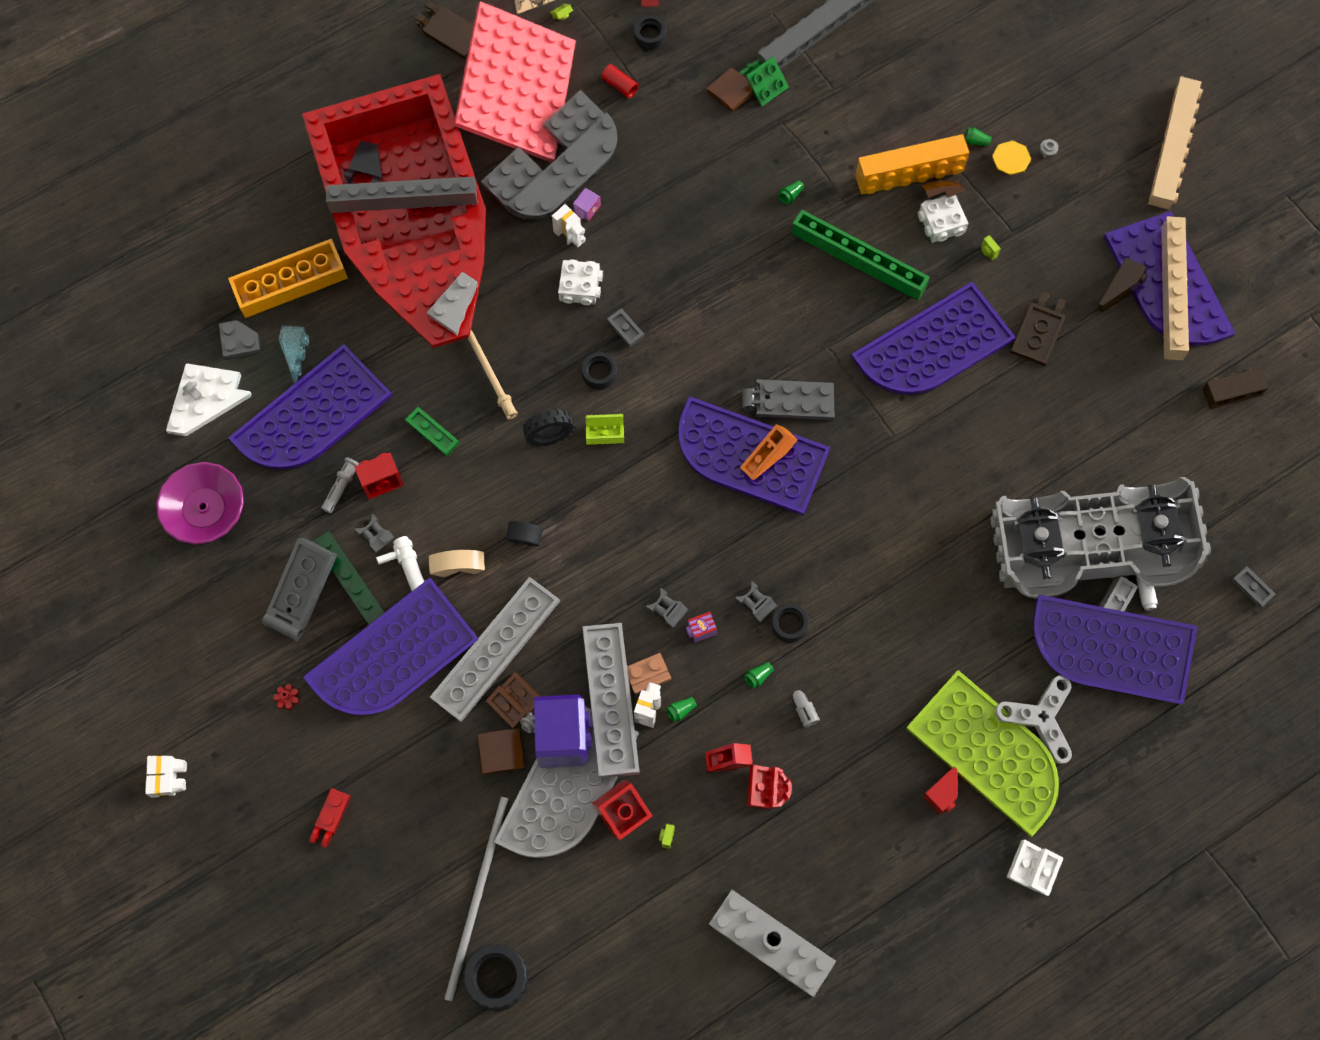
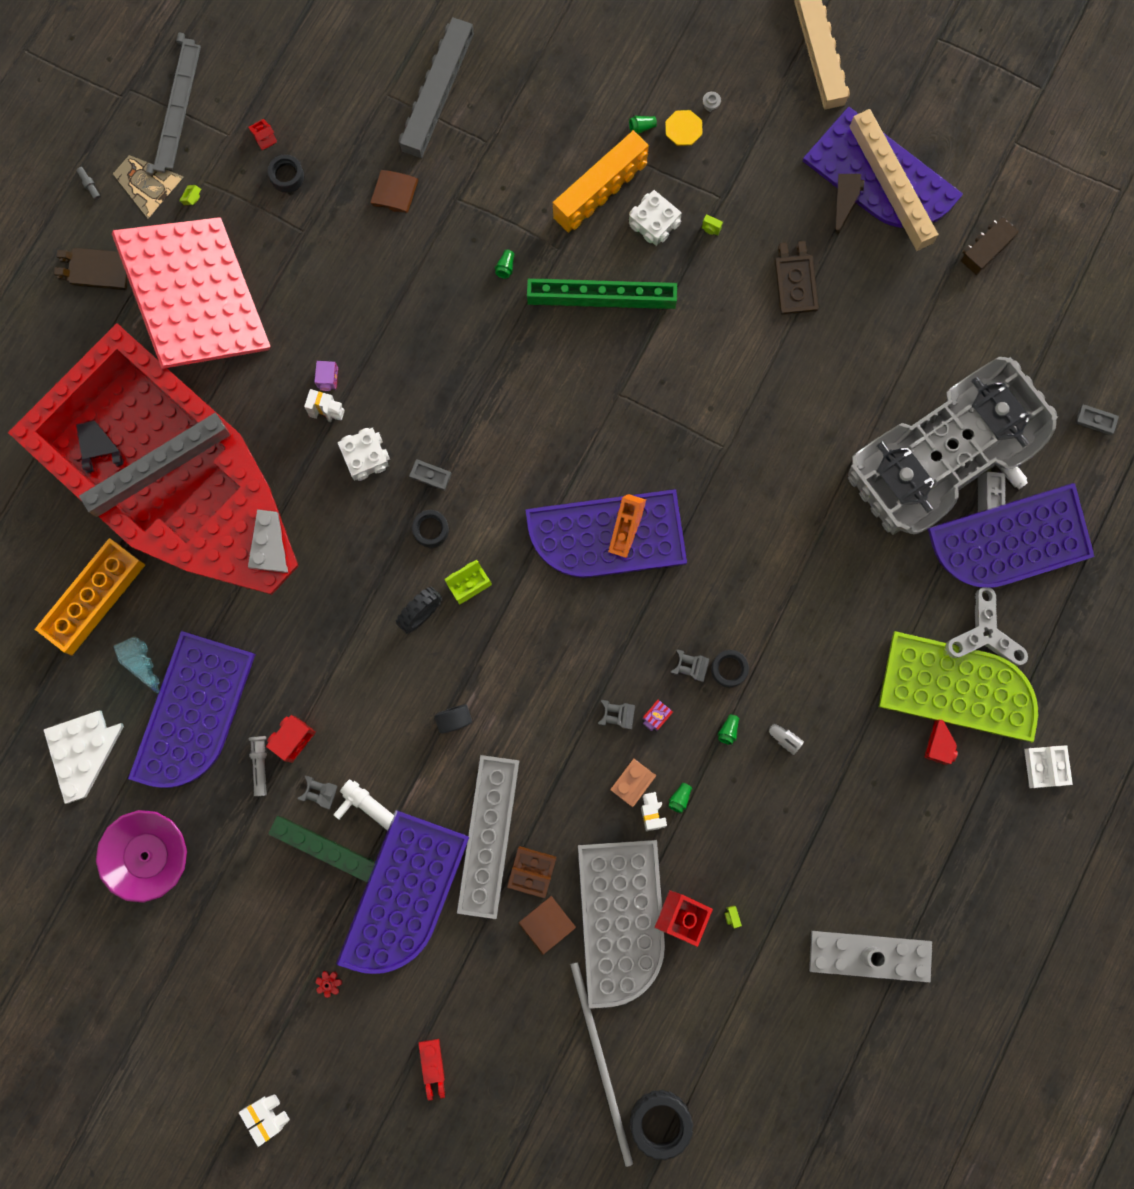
camera: 30 degrees left, 10 degrees up
(190, 389) = (64, 754): light grey plate -> none
(238, 340) = (78, 679): dark grey plate -> none
(299, 589) = (282, 883): dark grey hinge -> none
(432, 431) = (312, 668): green plate -> none
(453, 561) = (408, 778): tan brick -> none
(504, 400) = (360, 602): tan bar -> none
(528, 723) = (558, 886): light grey plate -> none
(536, 193) = (274, 389): dark grey plate -> none
(561, 731) = (596, 884): dark purple plate -> none
(610, 701) = (617, 827): light grey plate -> none
(620, 81) = (286, 237): red pin -> none
(729, 757) = (746, 819): red slope -> none
(765, 79) = (420, 166): green plate -> none
(768, 787) = (793, 825): red slope -> none
(790, 399) = (616, 463): dark grey hinge -> none
(935, 344) = (712, 342): dark purple plate -> none
(948, 187) = (639, 189): reddish brown slope -> none

